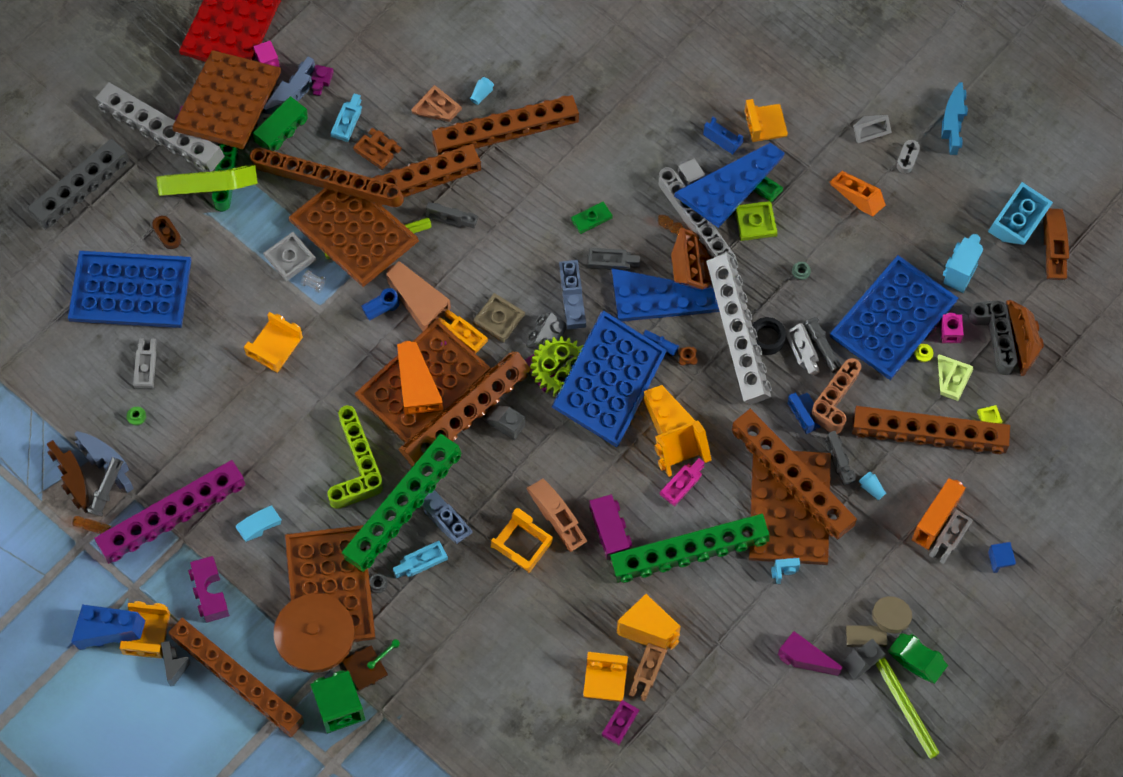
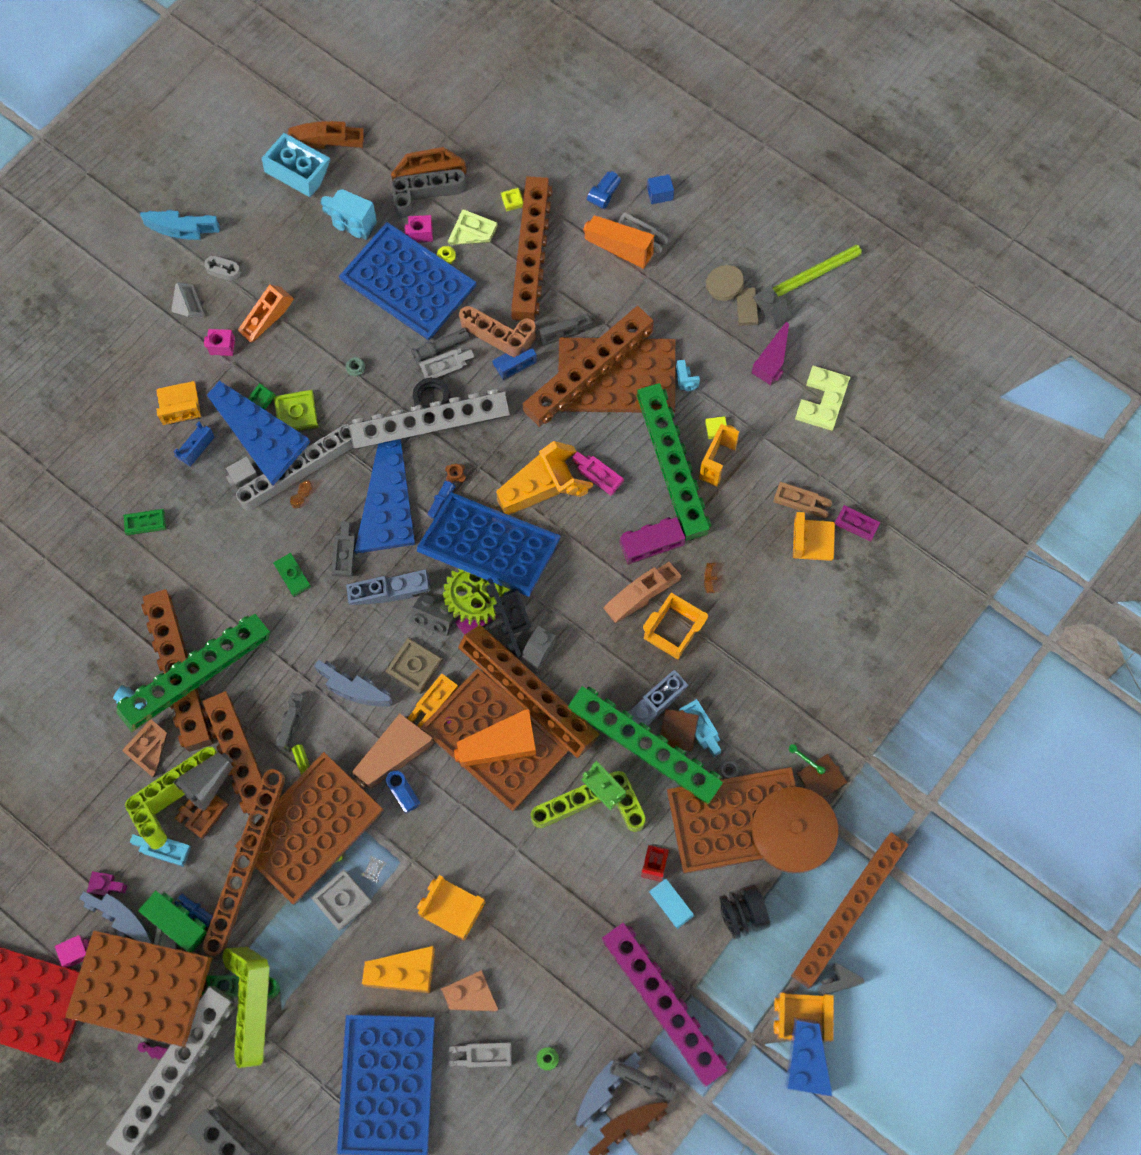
camera: 90 degrees left, 5 degrees up
(90, 525) = (684, 1095): clear orange axle -> none
(167, 233) = (310, 1048): reddish brown plate -> none
(198, 357) = (470, 994): none -> nougat wing
(212, 605) = (770, 946): magenta arch -> none
(220, 303) = (401, 971): none -> light orange wedge
(242, 581) = (744, 911): none -> black wheel
(293, 143) = (195, 910): none -> blue axle
(295, 511) = (654, 863): none -> red slope
(337, 701) = (866, 798): green slope -> none
(367, 465) = (603, 786): none -> bright green hinge
(394, 116) = (159, 795): none -> lime beam
(397, 142) = (205, 780): none -> dark grey cone
(419, 539) = (679, 729): none -> reddish brown piece
(464, 79) = (224, 658): none -> green brick
(477, 266) = (358, 690): none -> sand blue slope
(536, 391) = (512, 612): none -> black bracket
(571, 578) = (708, 578): none -> clear orange piece
(647, 98) = (144, 522): none -> green plate
(649, 624) = (757, 494): light orange slope -> none
(690, 260) = (351, 469): dark orange wedge -> none
(697, 584) = (711, 470): none -> light orange panel
(729, 597) = (713, 425): none -> neon yellow tile
(769, 716) = (827, 412): none -> yellowish green plate
(827, 161) = (225, 348): none -> dark pink brick
(872, 485) = (591, 300): medium azure cone -> none
(918, 658) = (767, 260): green brick -> none
(995, 500) = (602, 193): none -> blue piece

